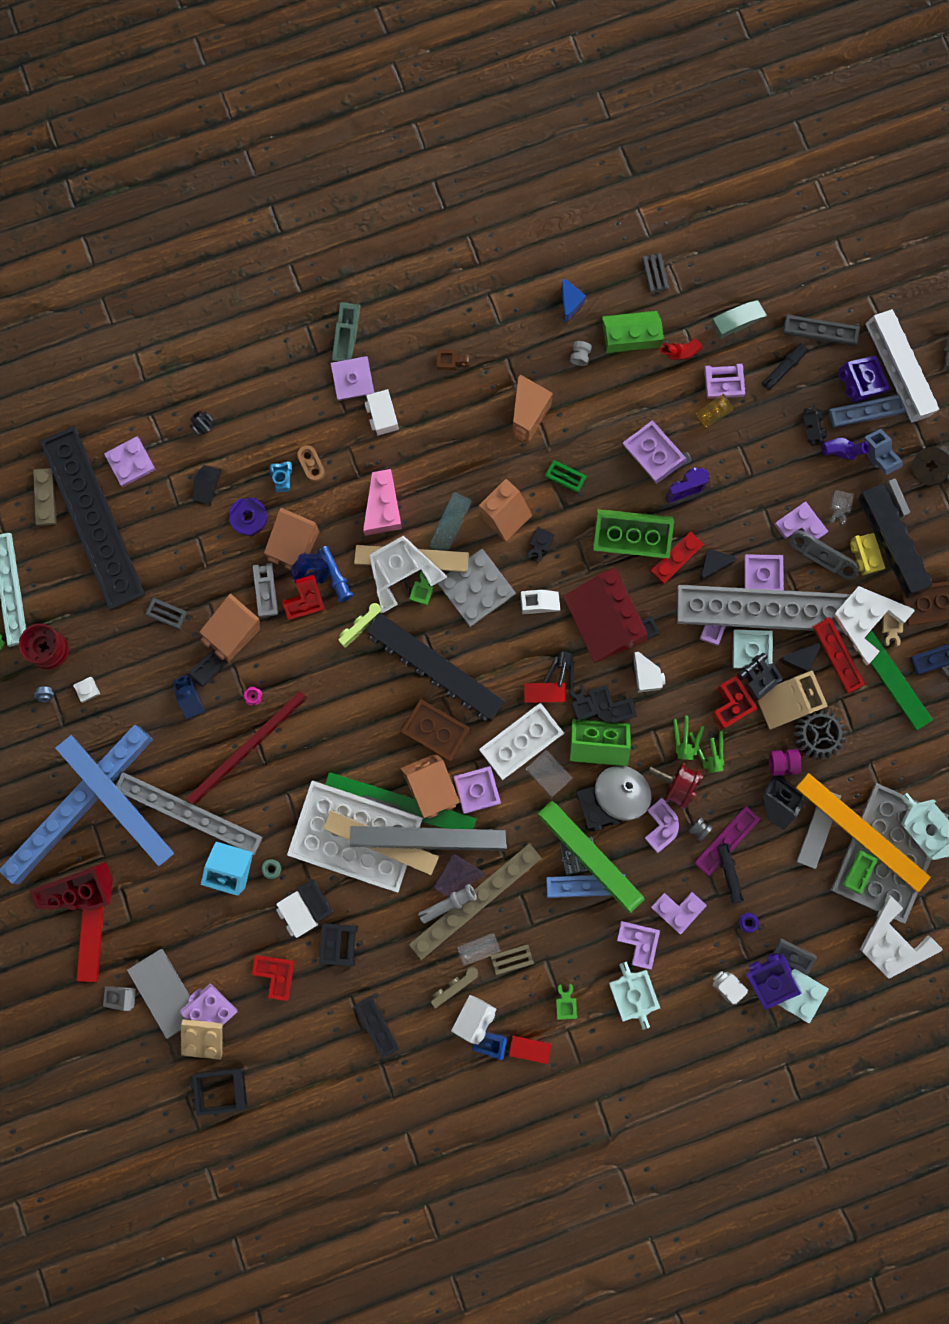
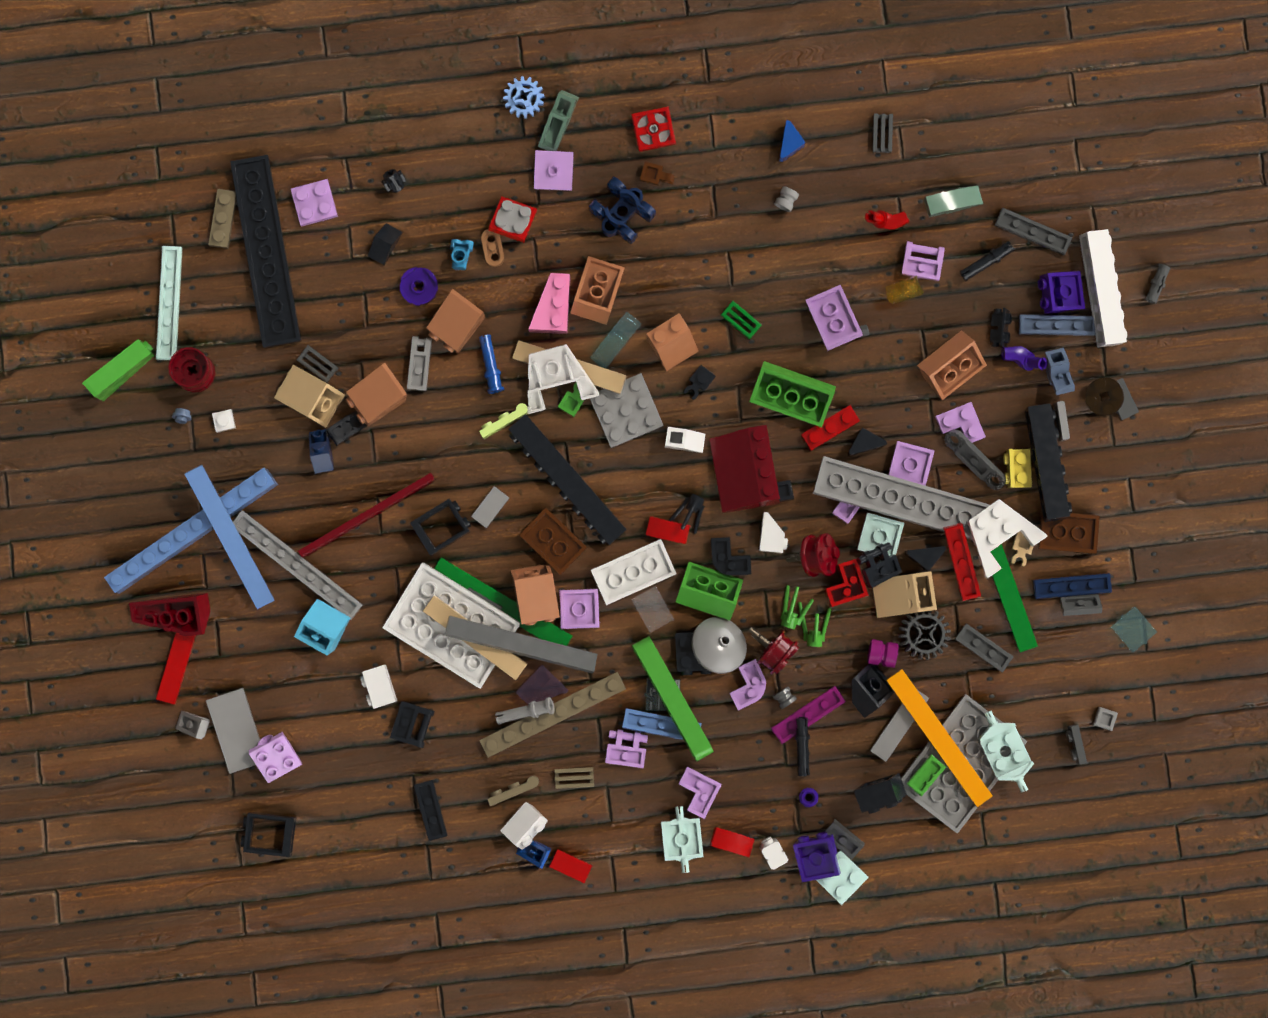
camera: 10 degrees right, 5 degrees up
(165, 645) = (309, 396): none -> tan slope
(201, 1039) = (263, 782): tan plate -> none
(253, 691) = (383, 460): dark pink plate -> none
(267, 864) = (359, 633): sand green plate -> none
(280, 973) = (350, 736): red plate -> none
(297, 744) = (416, 524): none -> black window
(308, 601) = (456, 387): red plate -> none
(309, 309) = (529, 93): none -> light blue gear
(310, 561) = (463, 349): clear blue plate -> none
(315, 900) = (399, 677): black plate -> none
(324, 432) = (512, 219): none -> light grey piece
(366, 711) = (490, 507): none -> light grey tile
(382, 412) = (575, 212): white brick -> none
(421, 480) = (597, 290): none -> nougat slope
(438, 318) = (653, 129): none -> red piece
(441, 392) = (638, 206): none -> dark blue piece
(478, 949) = (544, 760): clear plate -> none
(530, 408) = (721, 245): nougat slope -> none
(557, 924) = (626, 755): none -> lavender plate
(566, 1006) = (615, 834): bright green plate -> none
(582, 706) = (701, 553): black plate -> none
(632, 331) = (844, 188): bright green slope -> none
(679, 916) = (742, 774): lavender plate -> none
(684, 986) = (732, 842): none -> red slope
(691, 484) = (862, 358): dark purple plate -> none
(697, 681) = (817, 555): none -> dark red wheel
(778, 470) = (952, 364): none -> nougat slope
(819, 901) = (880, 793): none -> black brick
(841, 504) = (1005, 413): clear plate -> none
(881, 734) = (983, 647): none -> dark grey plate
(889, 949) = (935, 853): white wing -> none

